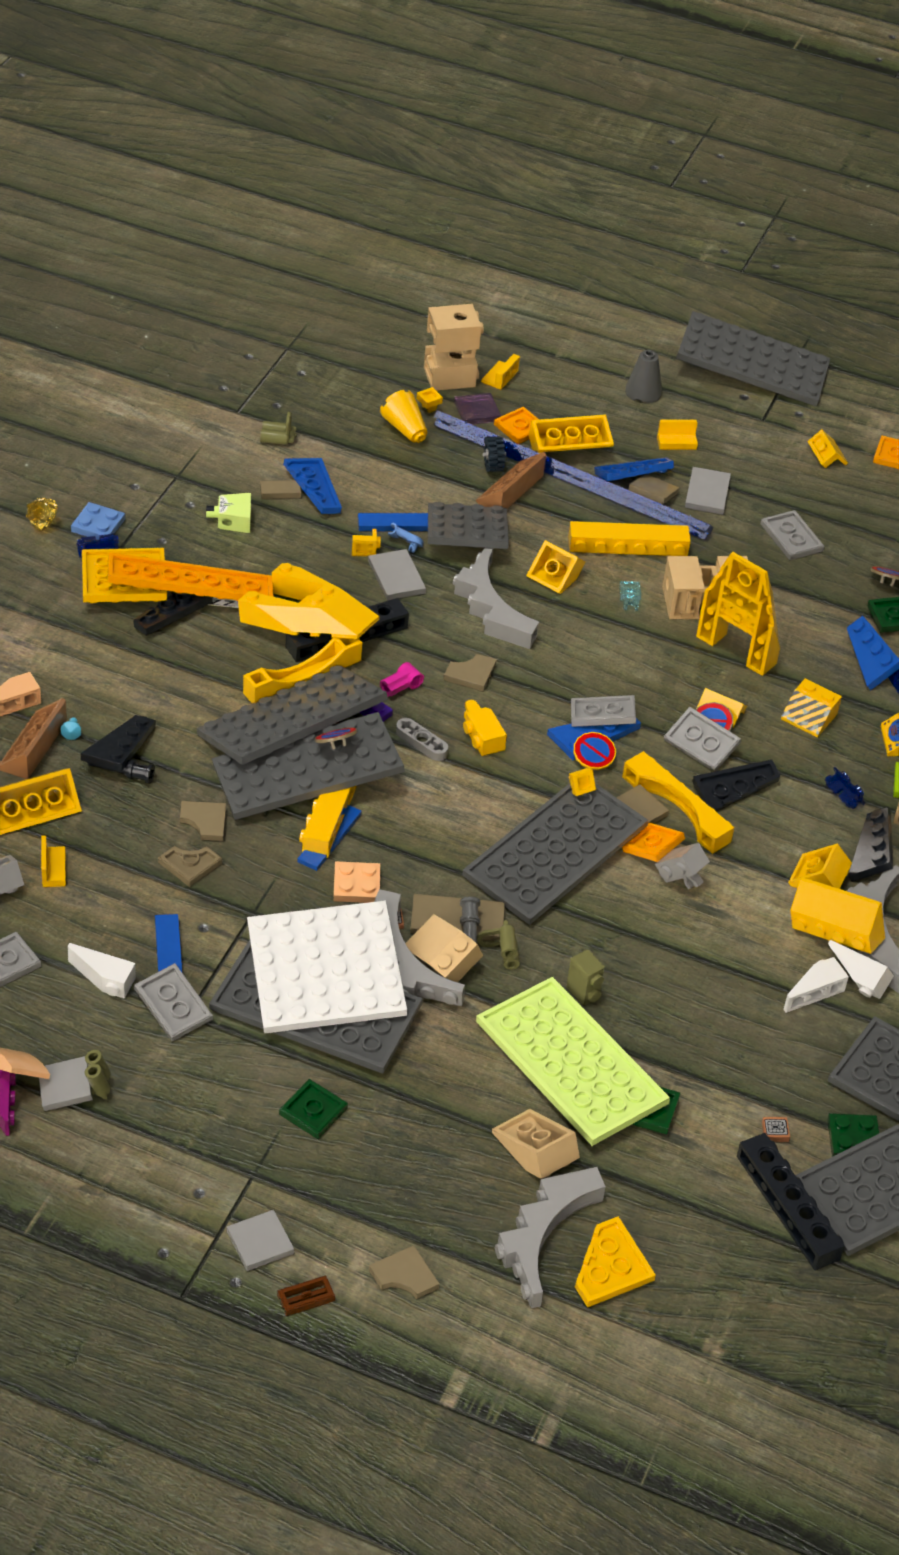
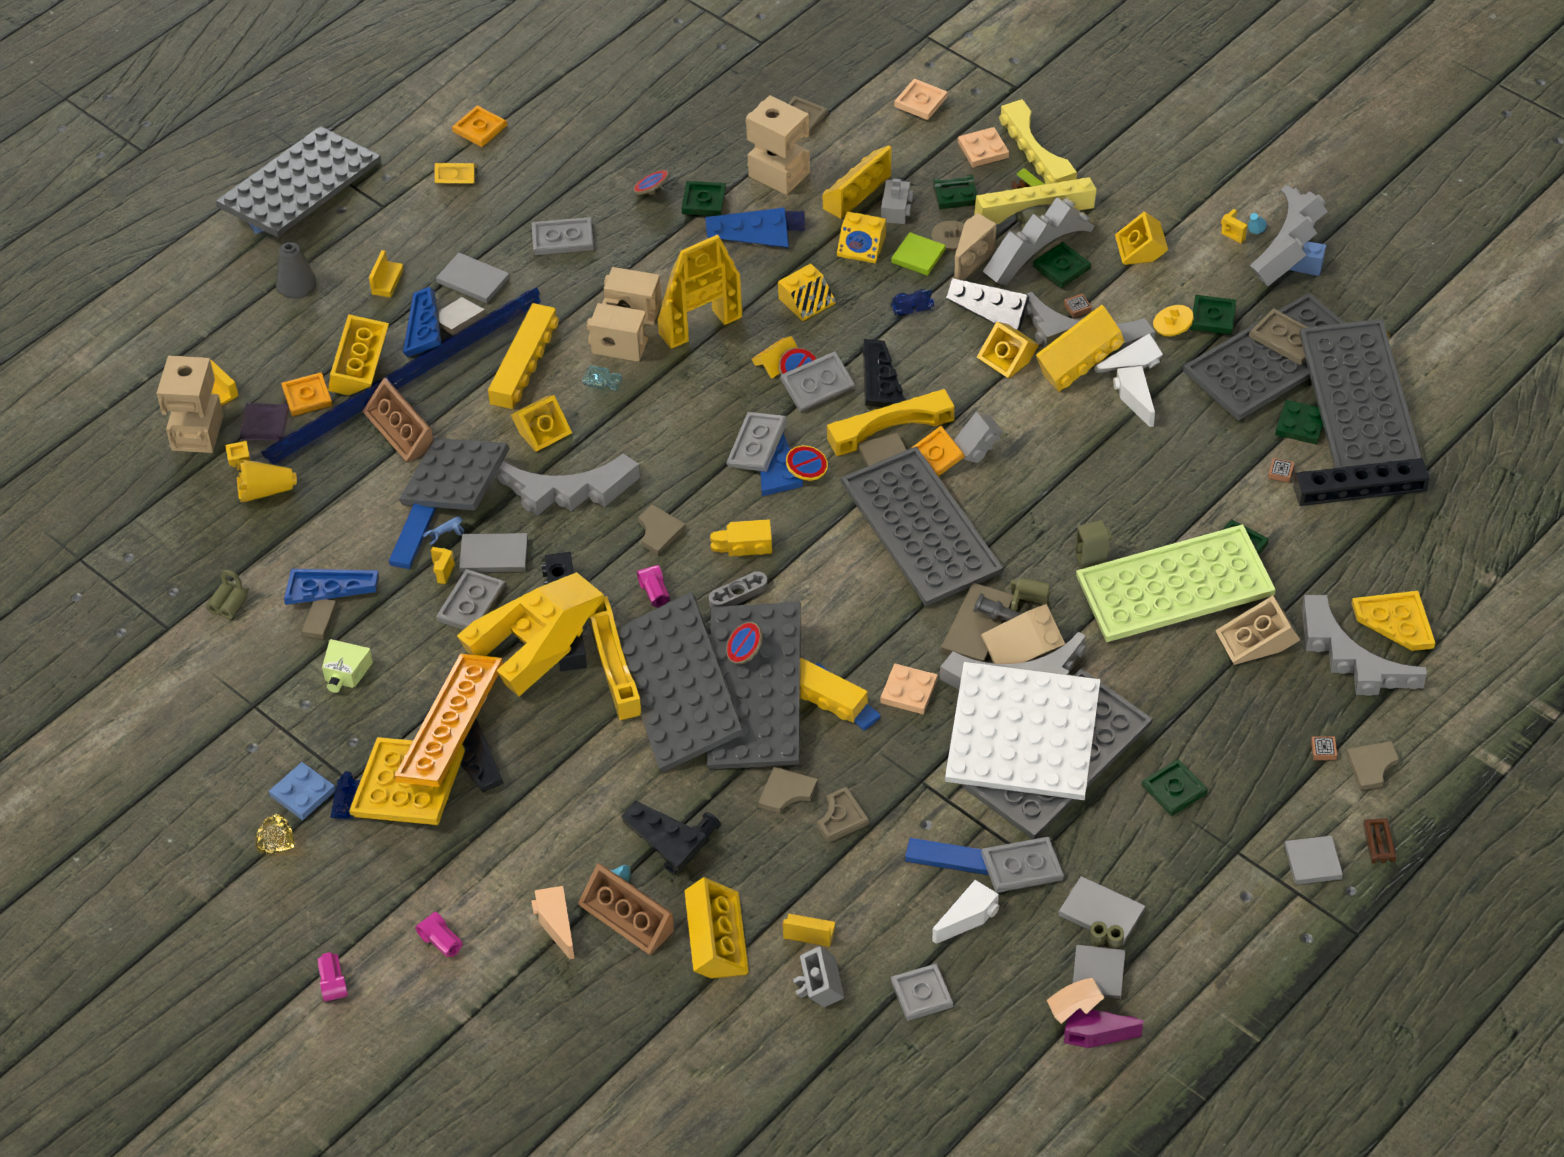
camera: 65 degrees left, 5 degrees up
(141, 1076) = (1094, 903): none -> light grey tile
(341, 572) = (470, 599): none -> light grey tile
(409, 1226) = (1323, 748): none -> tile
(494, 454) = (356, 422): black wheel -> none
(582, 781) = (859, 476): yellow tile -> none

